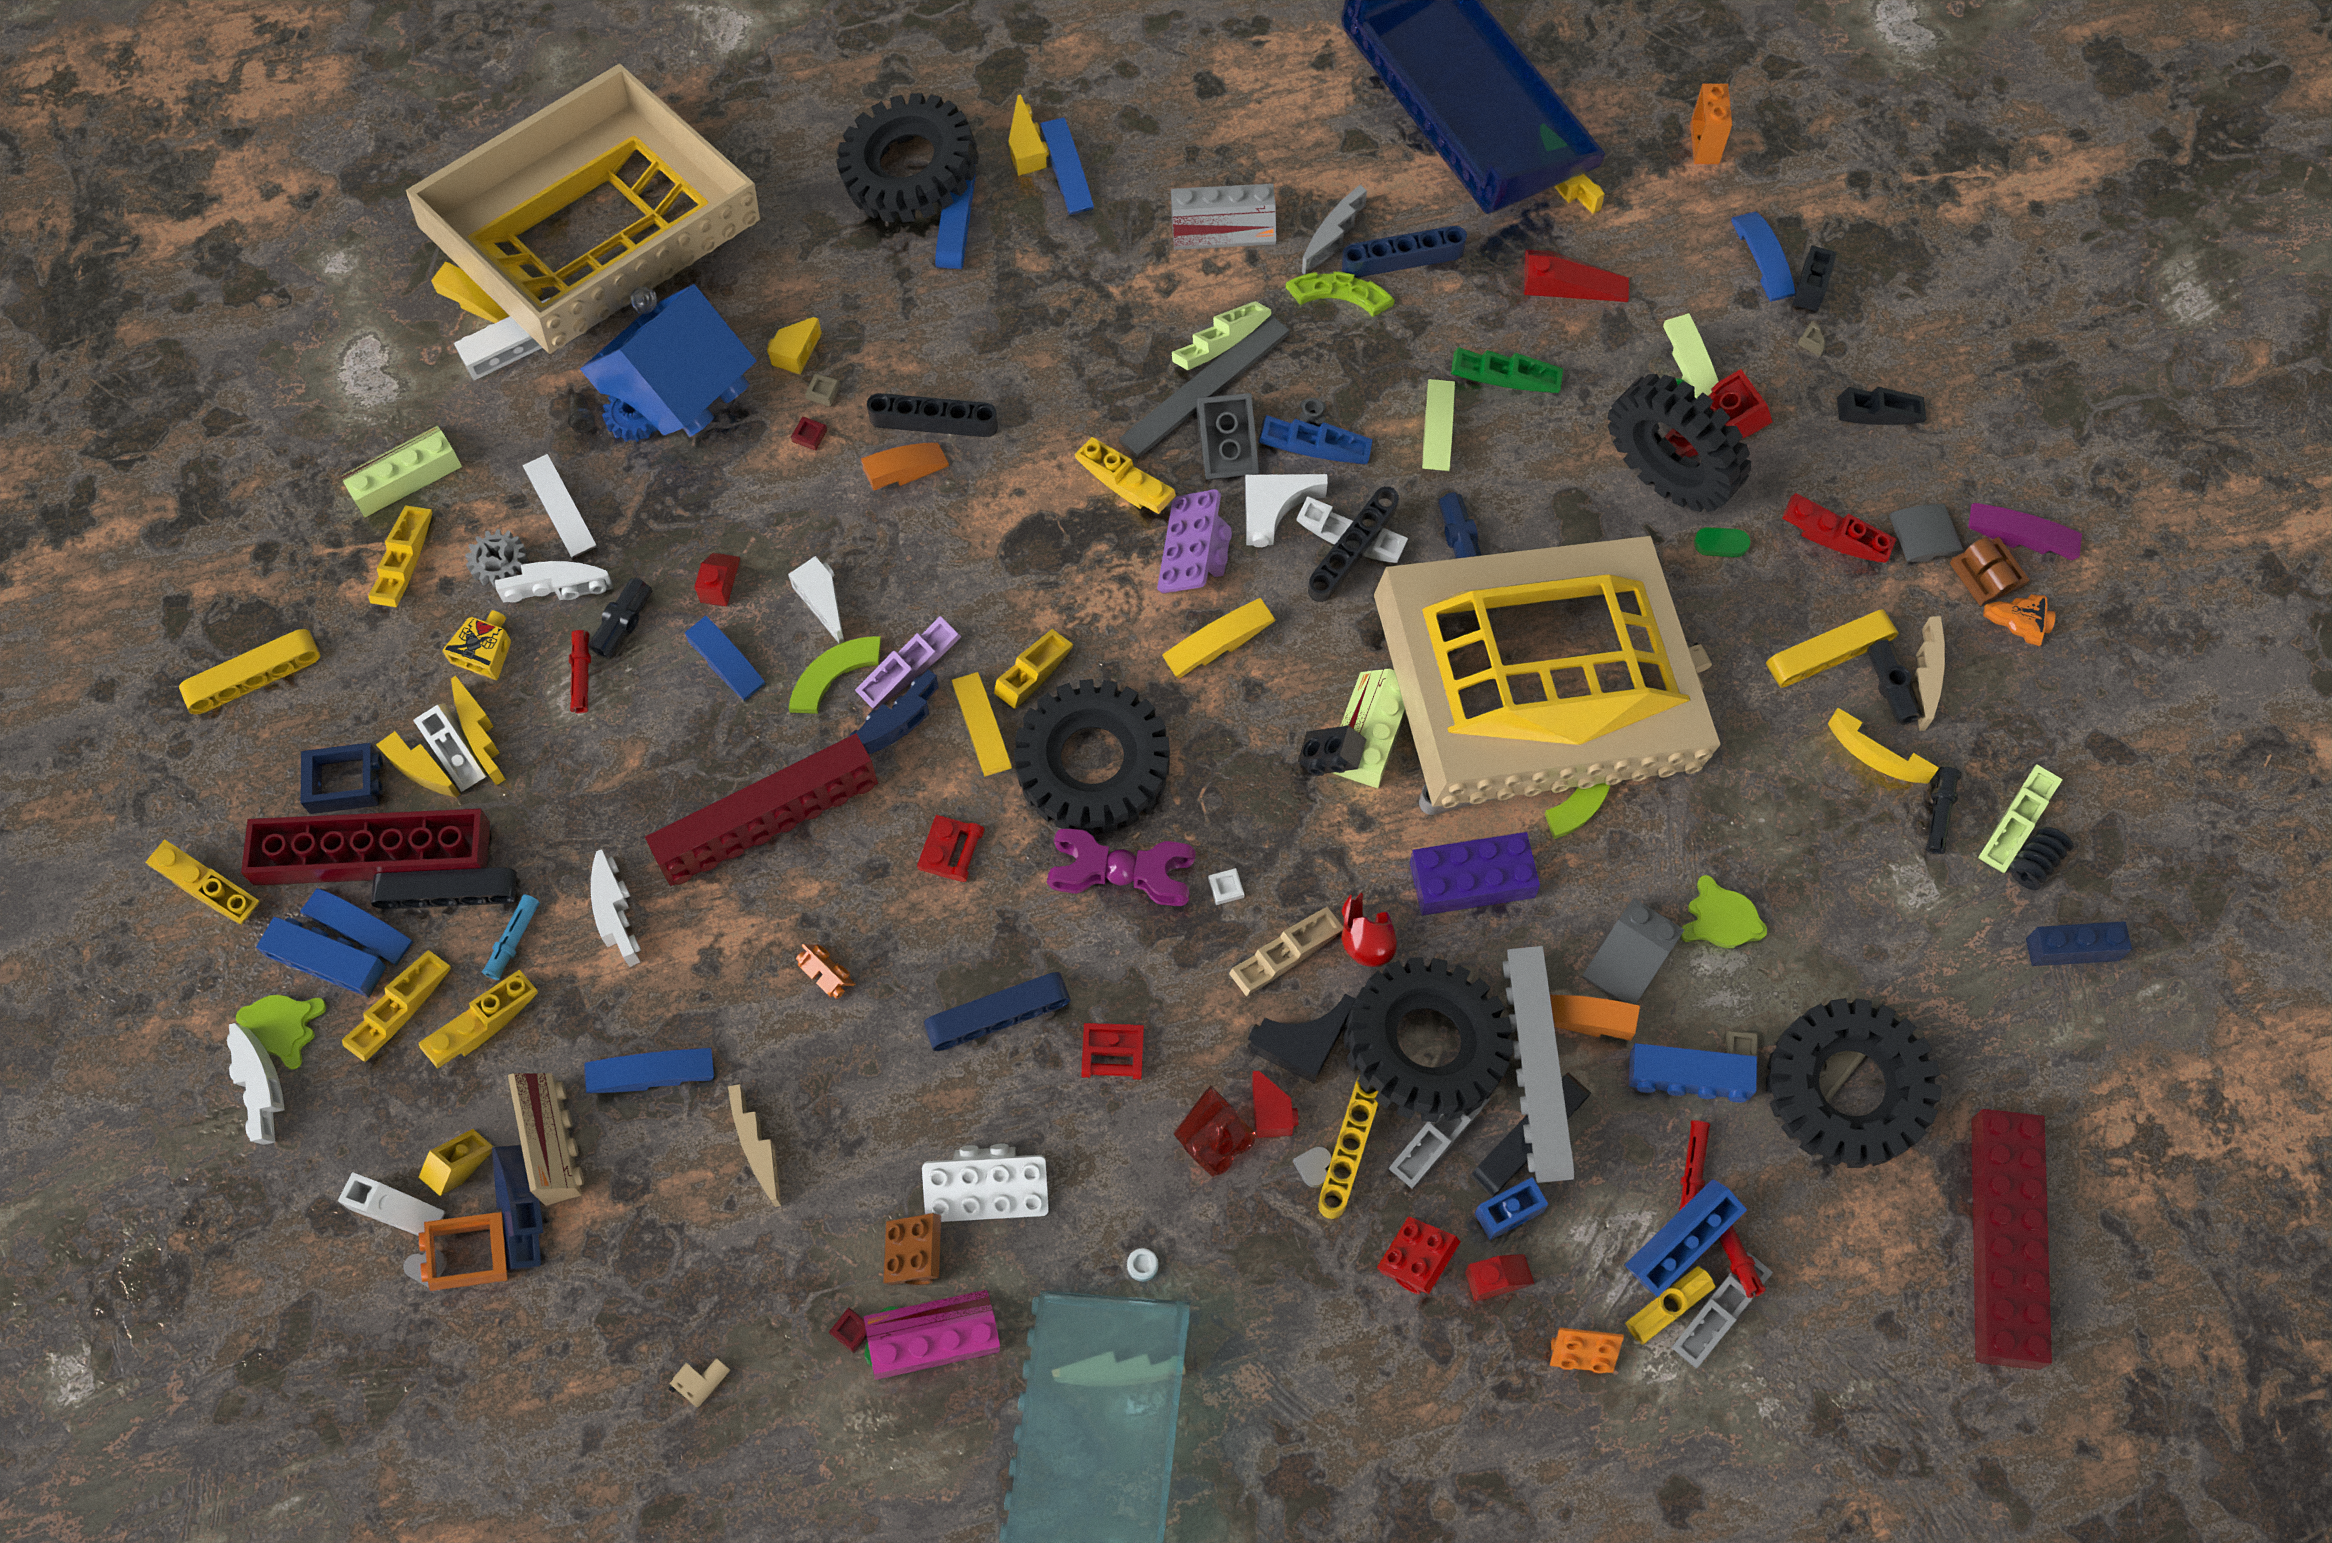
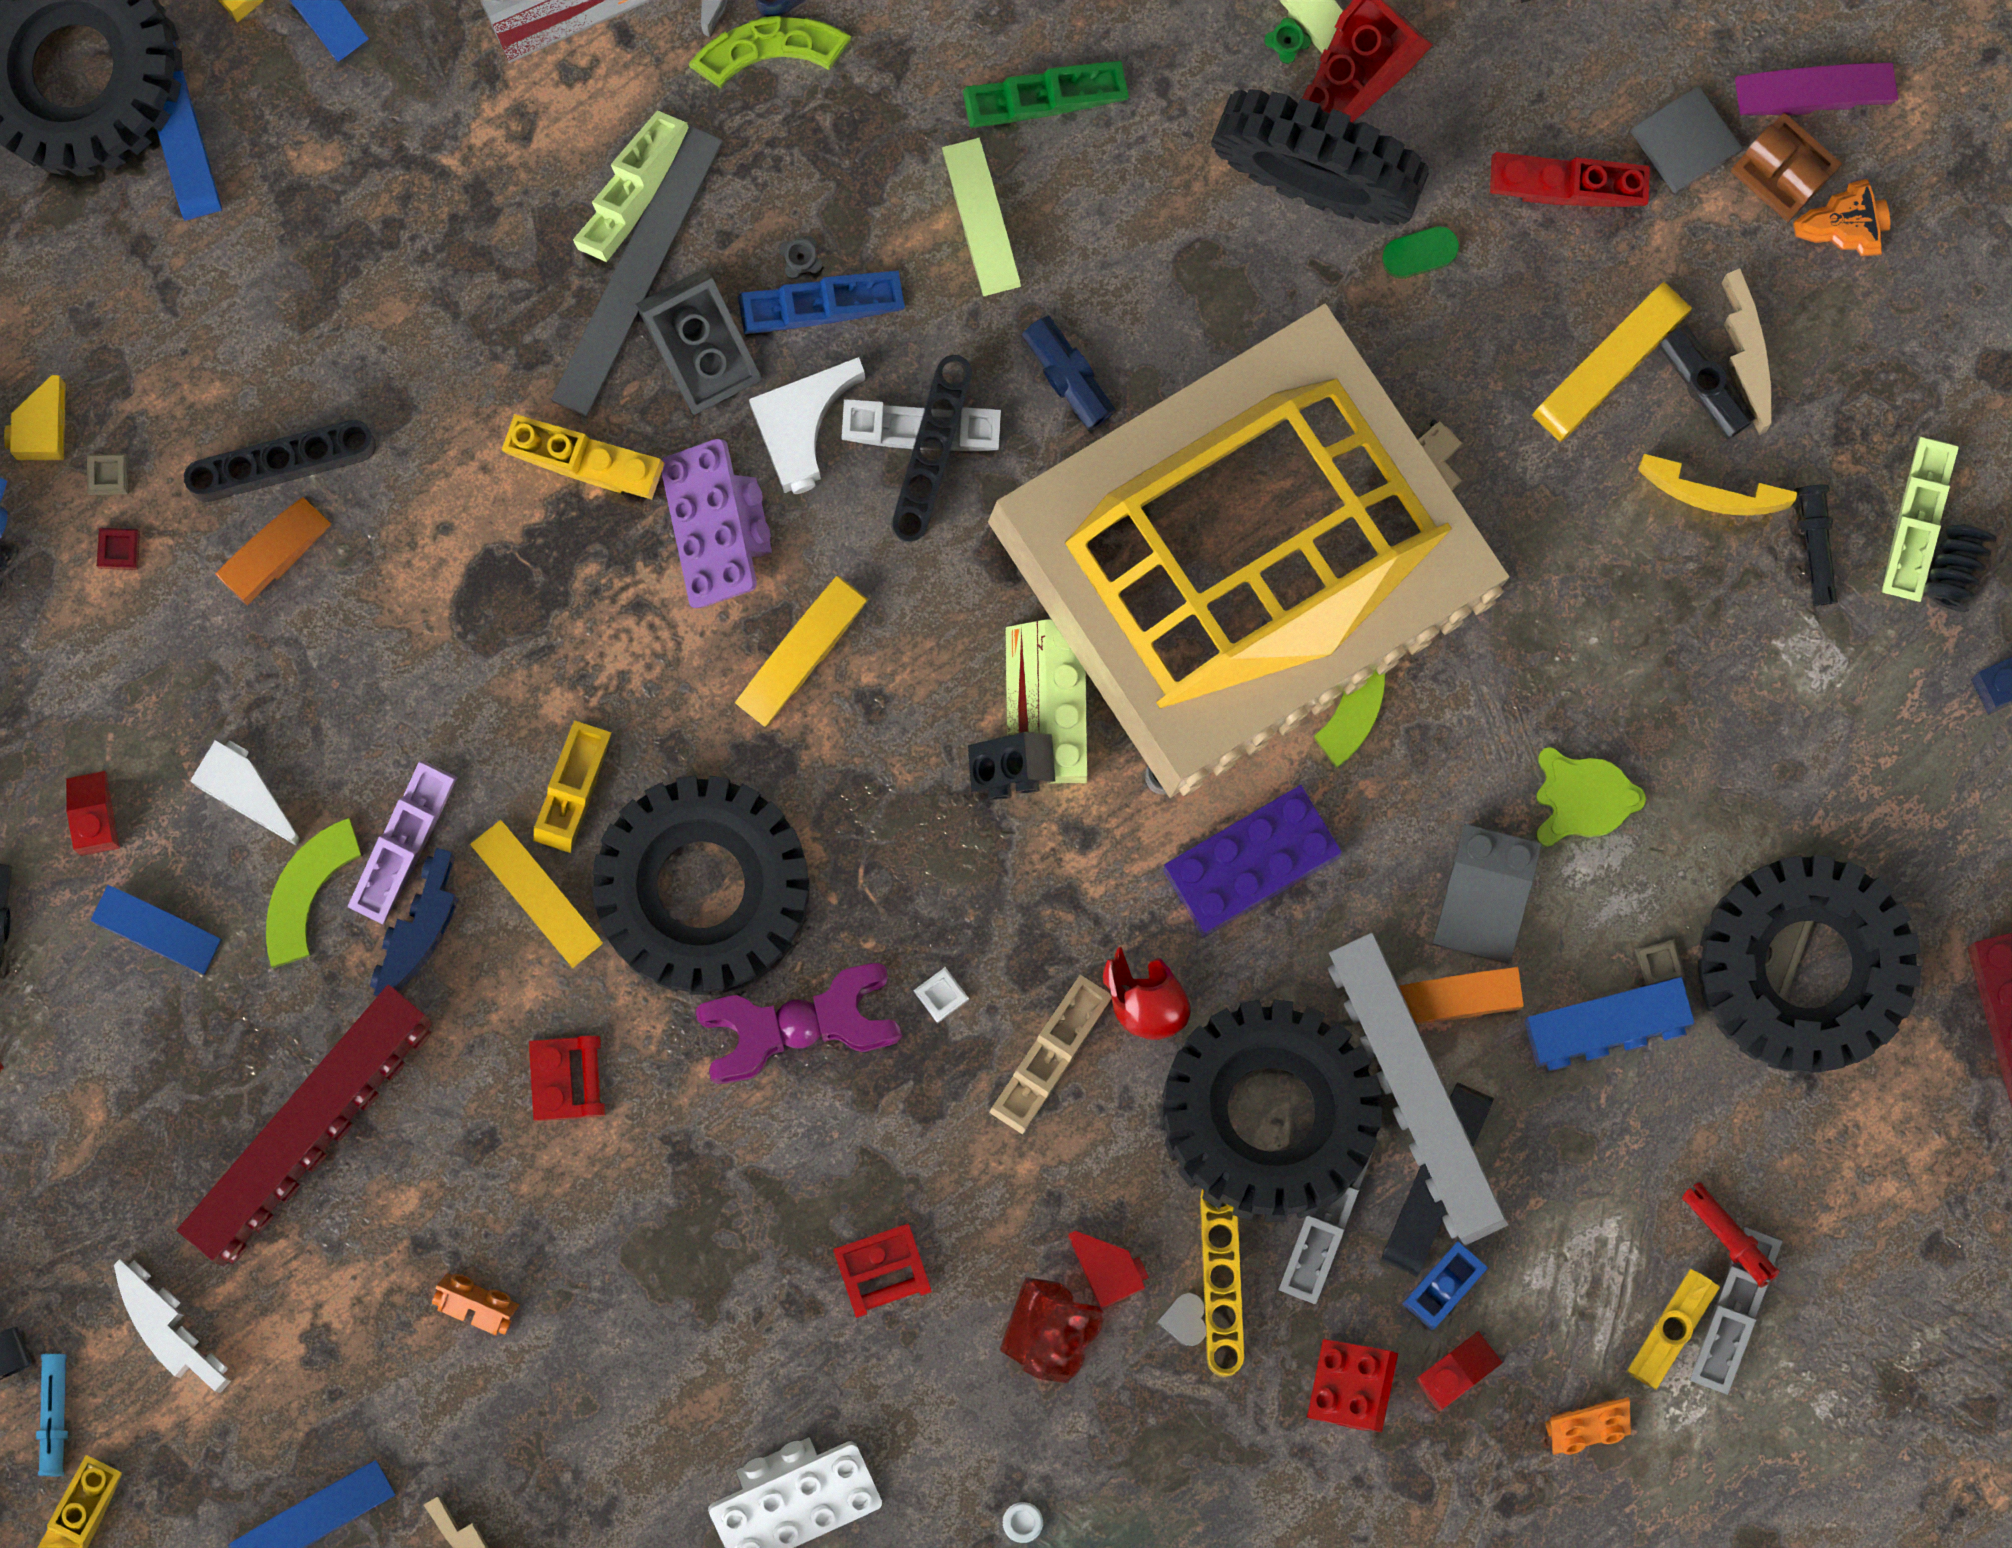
camera: 20 degrees left, 15 degrees up
(996, 1011) = (717, 1275): dark blue beam -> none
(1301, 1046) = (1118, 1175): black arch -> none
(1685, 1237) = (1665, 1243): blue brick -> none
(1695, 1161) = (1649, 1145): red pin -> none

